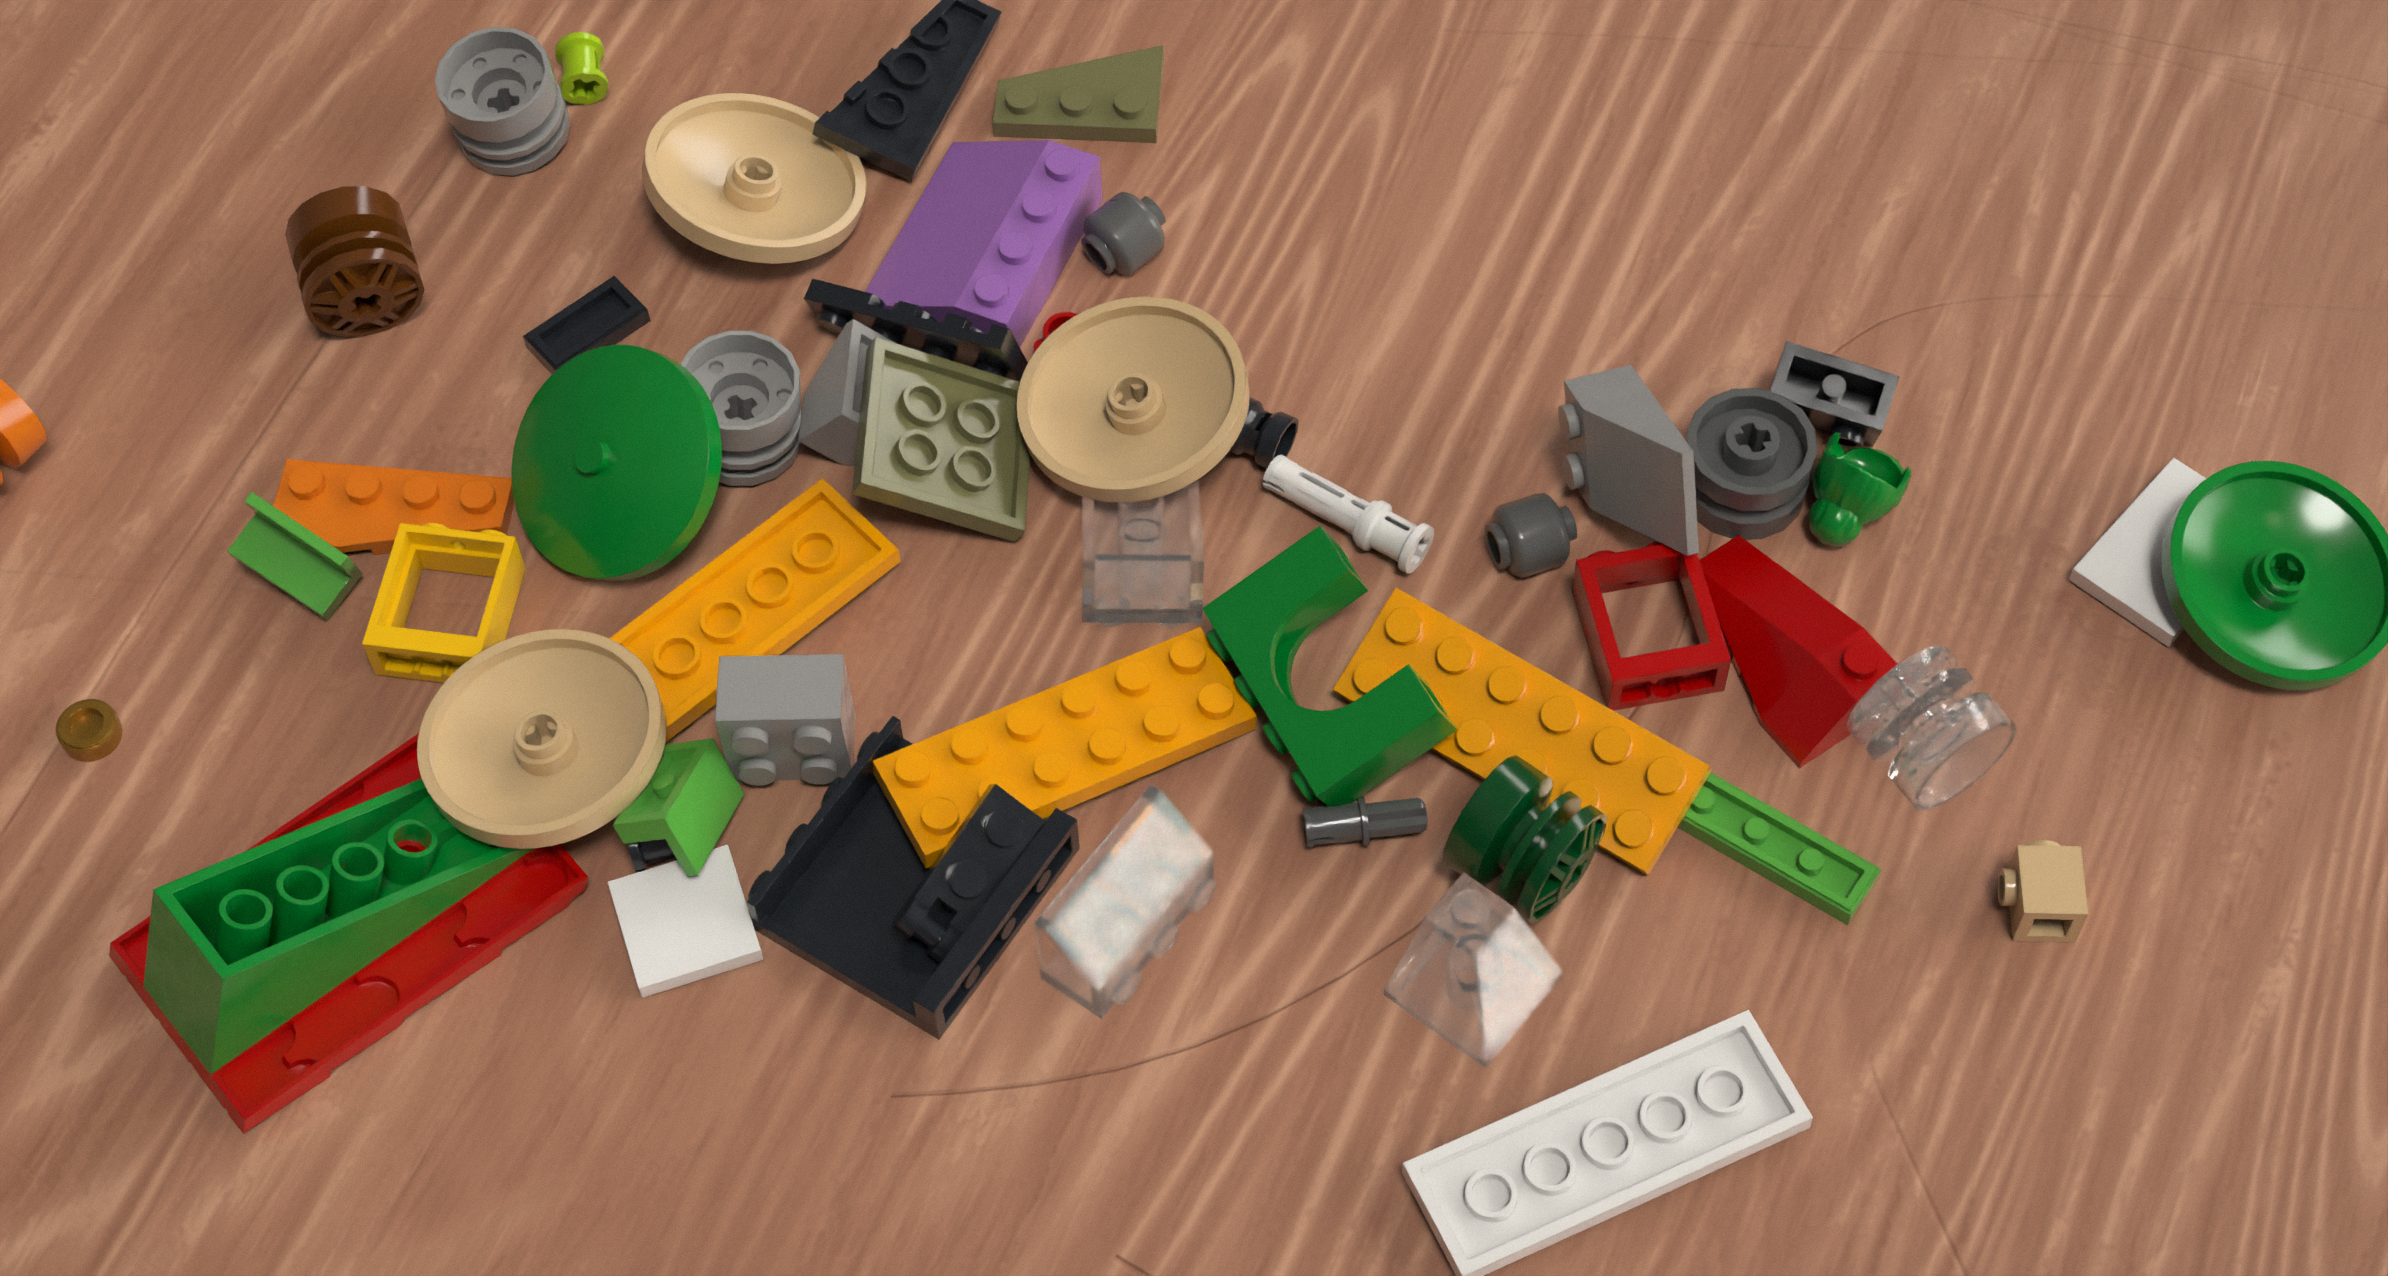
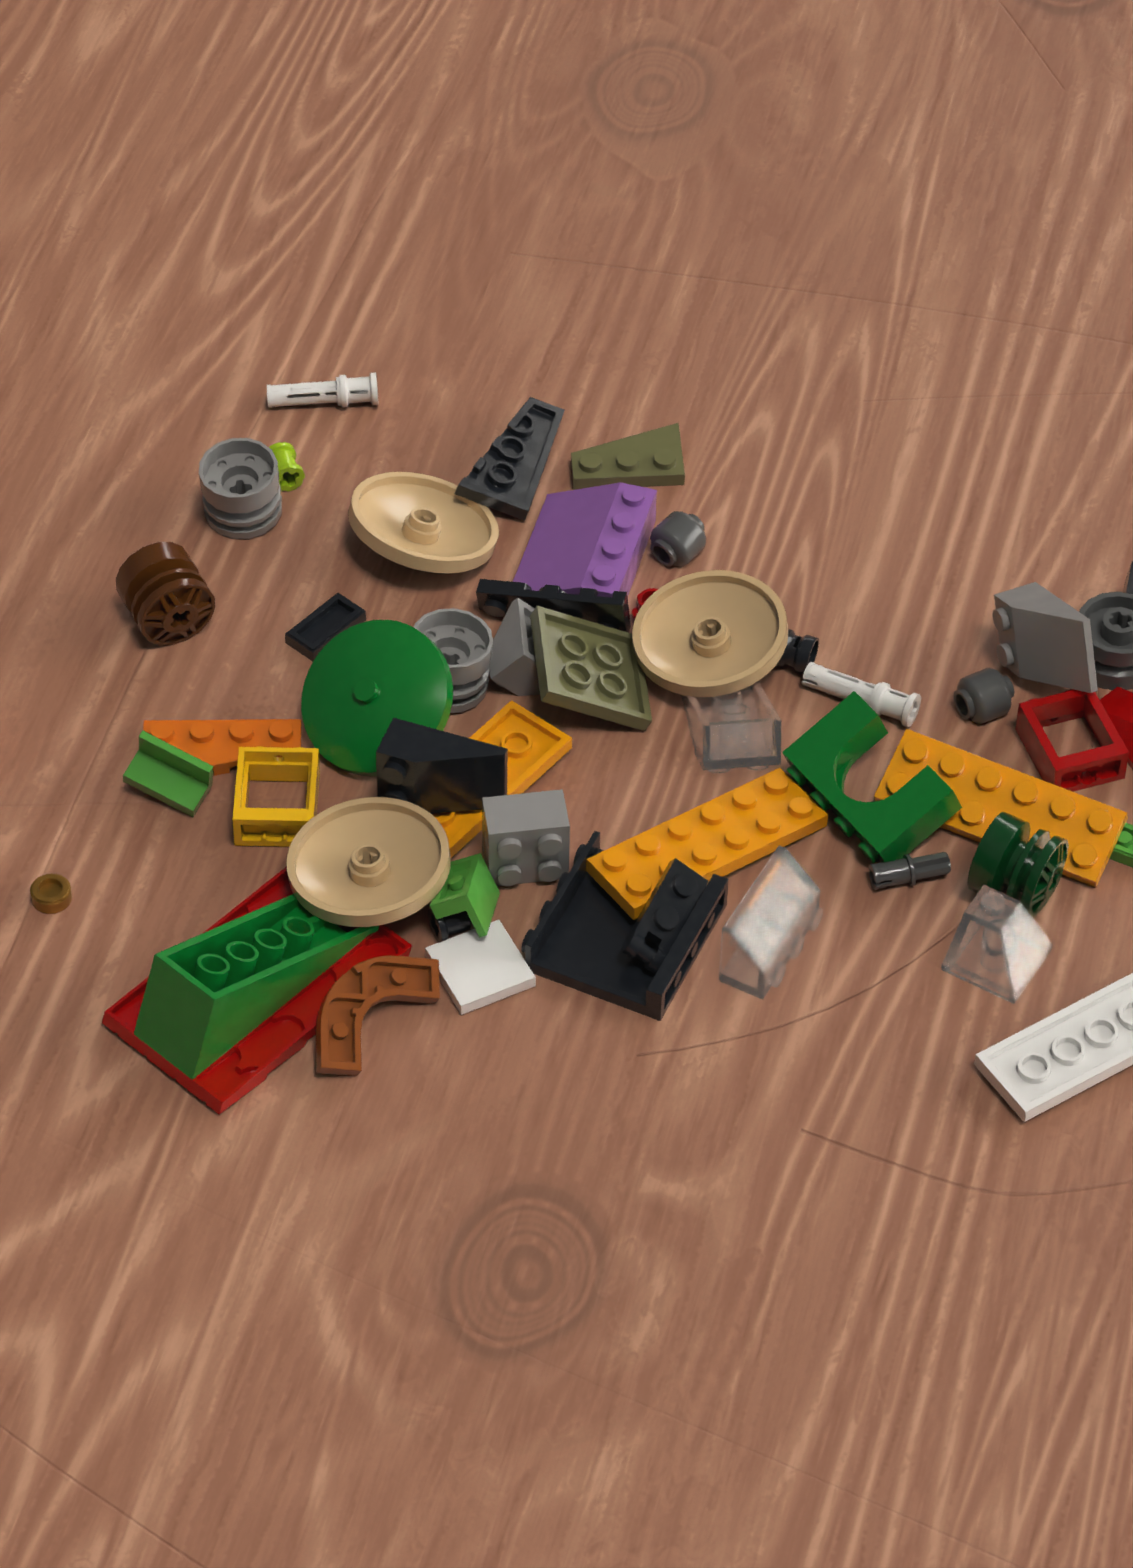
camera: 10 degrees left, 10 degrees down
(479, 955) = (358, 990): none -> dark orange plate
(667, 598) = (438, 768): none -> black slope

